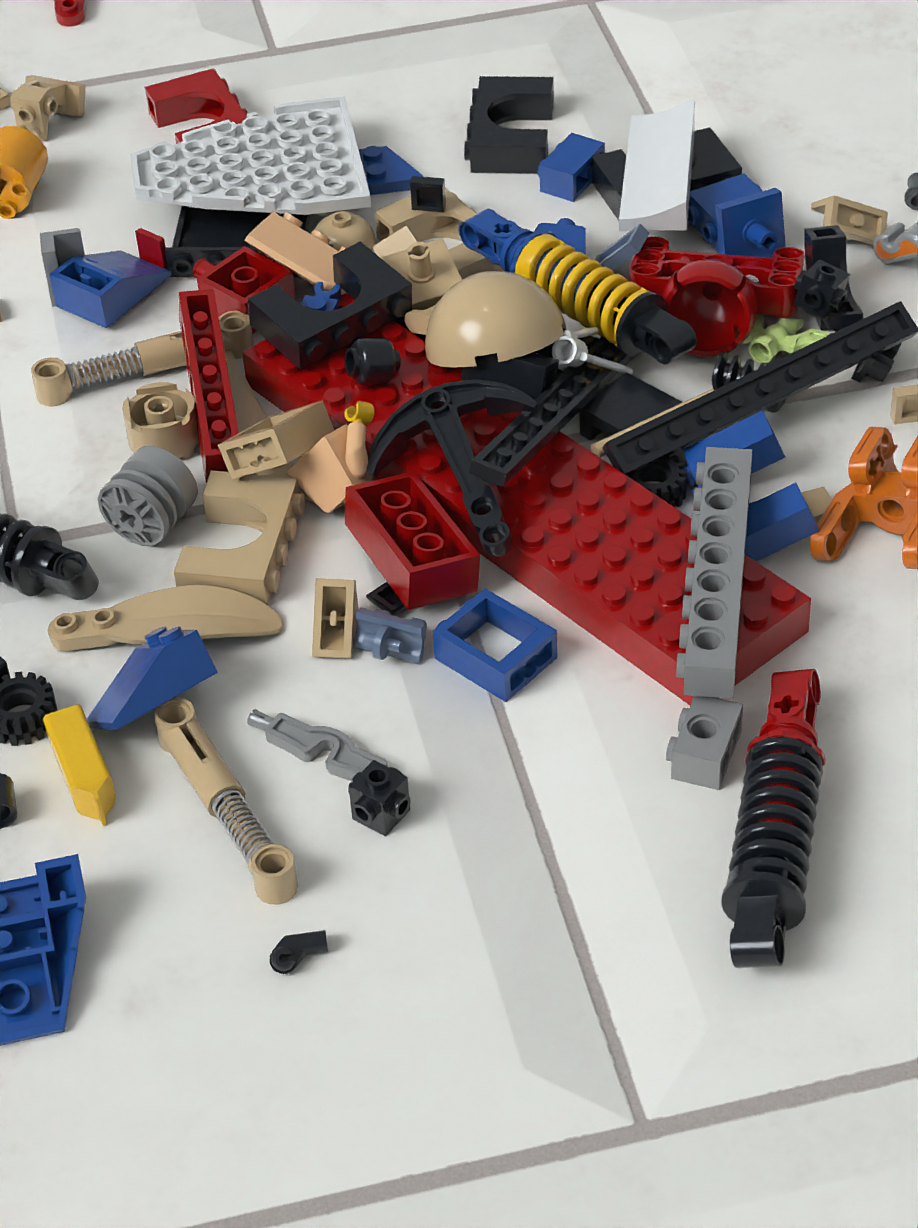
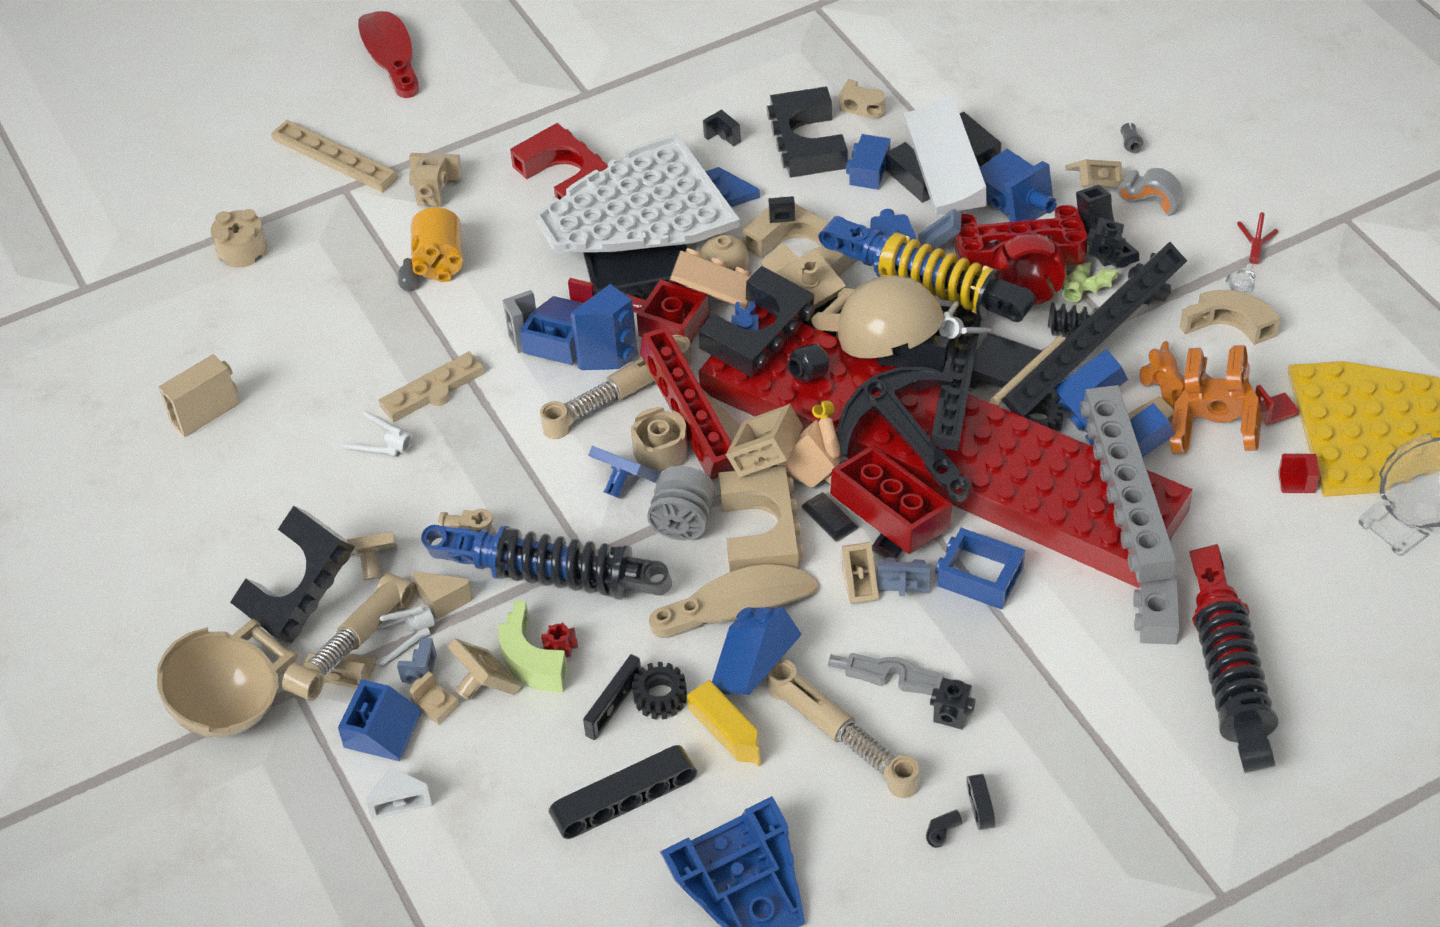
camera: 15 degrees left, 5 degrees up
(97, 446) = (621, 469): none -> tile
(144, 286) = (605, 331): none -> blue slope
(334, 550) = (829, 516): none -> black tile
(361, 927) = (980, 801): none -> black beam
(408, 102) = (722, 125): none -> black bracket
(595, 102) = (862, 100): none -> tan leg
(835, 455) = (1163, 372): none -> orange animal

